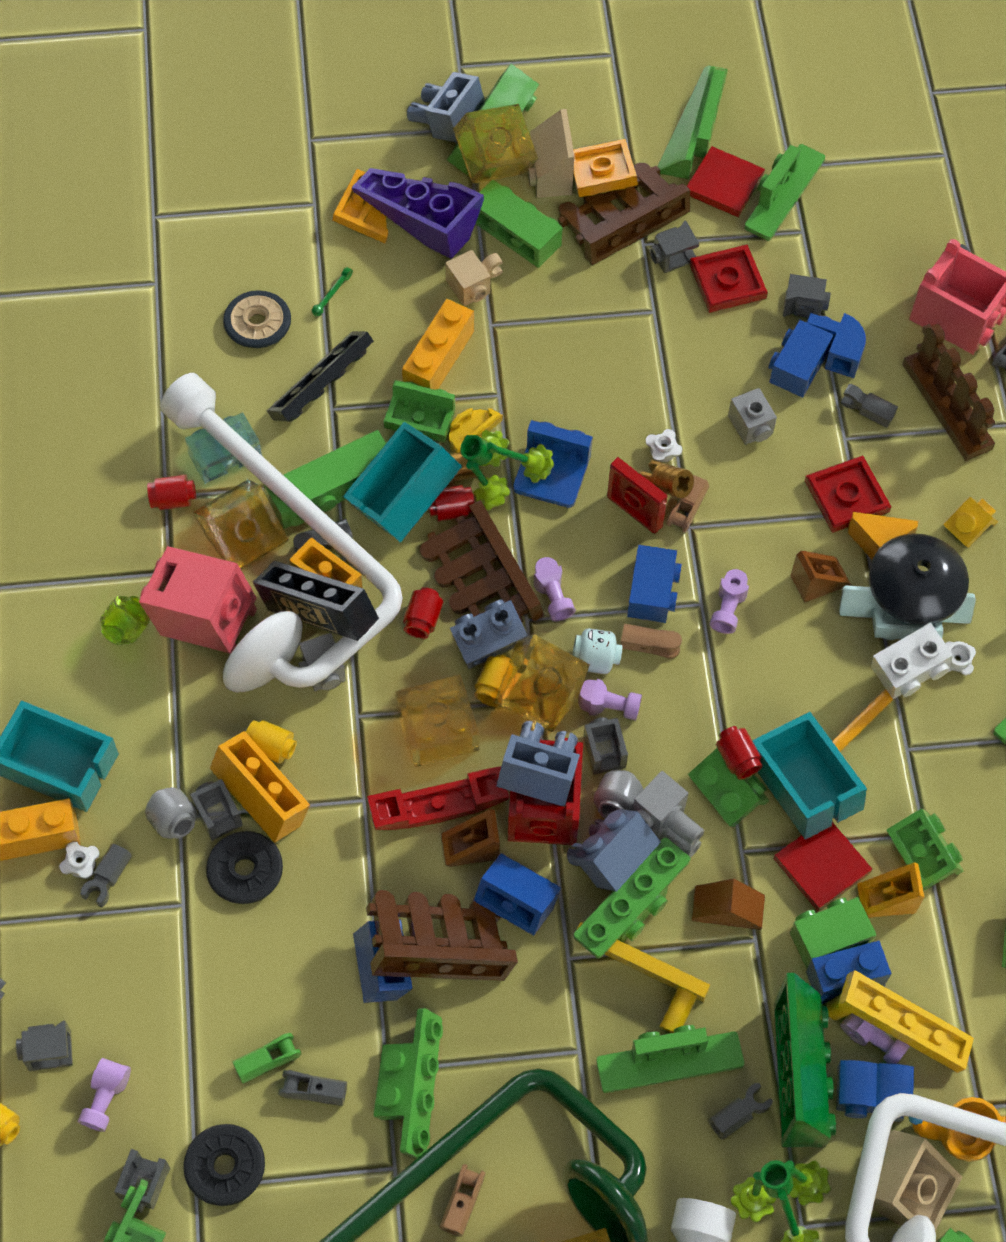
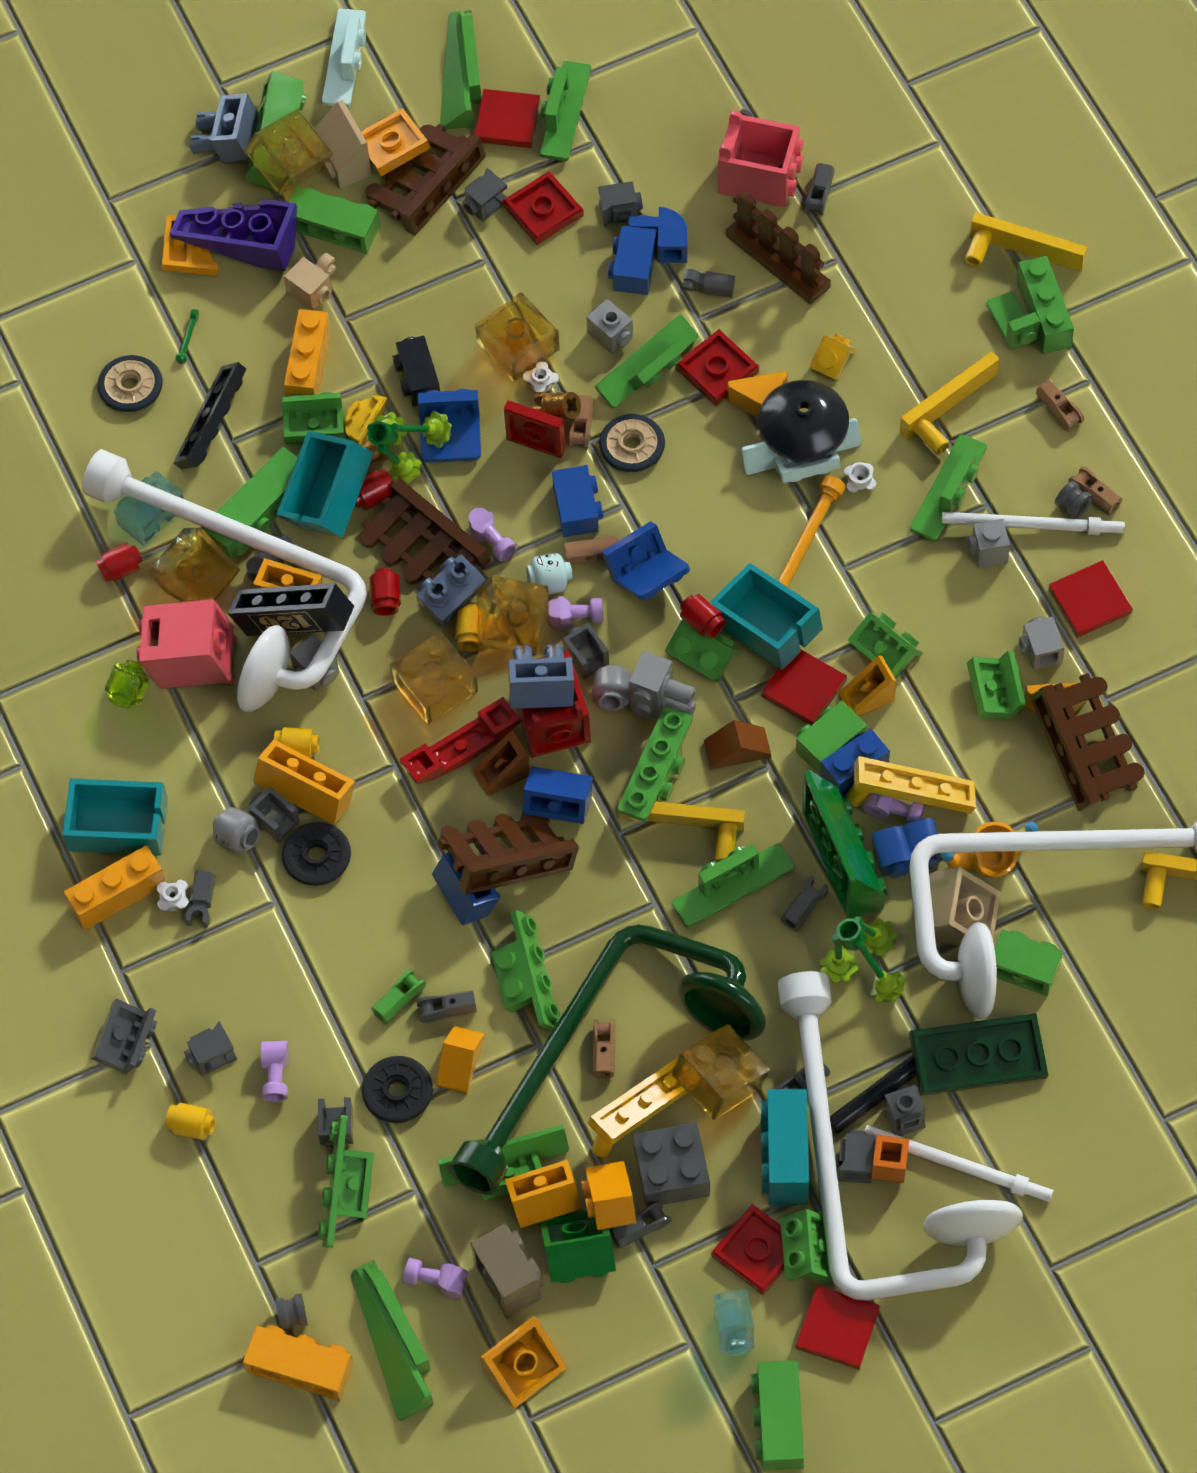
camera: 15 degrees left, 0 degrees up
(303, 1153) = (459, 1059): none -> light orange slope
(542, 393) = (416, 366): none -> black brick
(588, 74) = (344, 56): none -> light aqua bracket
(614, 848) = (625, 729): sand blue brick -> none
(654, 396) = (517, 336): none -> clear yellow brick
(699, 673) = (643, 563): none -> blue bracket
(732, 524) = (632, 459): none -> wheel
(732, 590) = (648, 483): lavender leg -> none
(775, 465) = (647, 361): none -> bright green bracket
(817, 575) = (715, 446): dark orange slope -> none
(912, 661) = (822, 492): white brick -> none

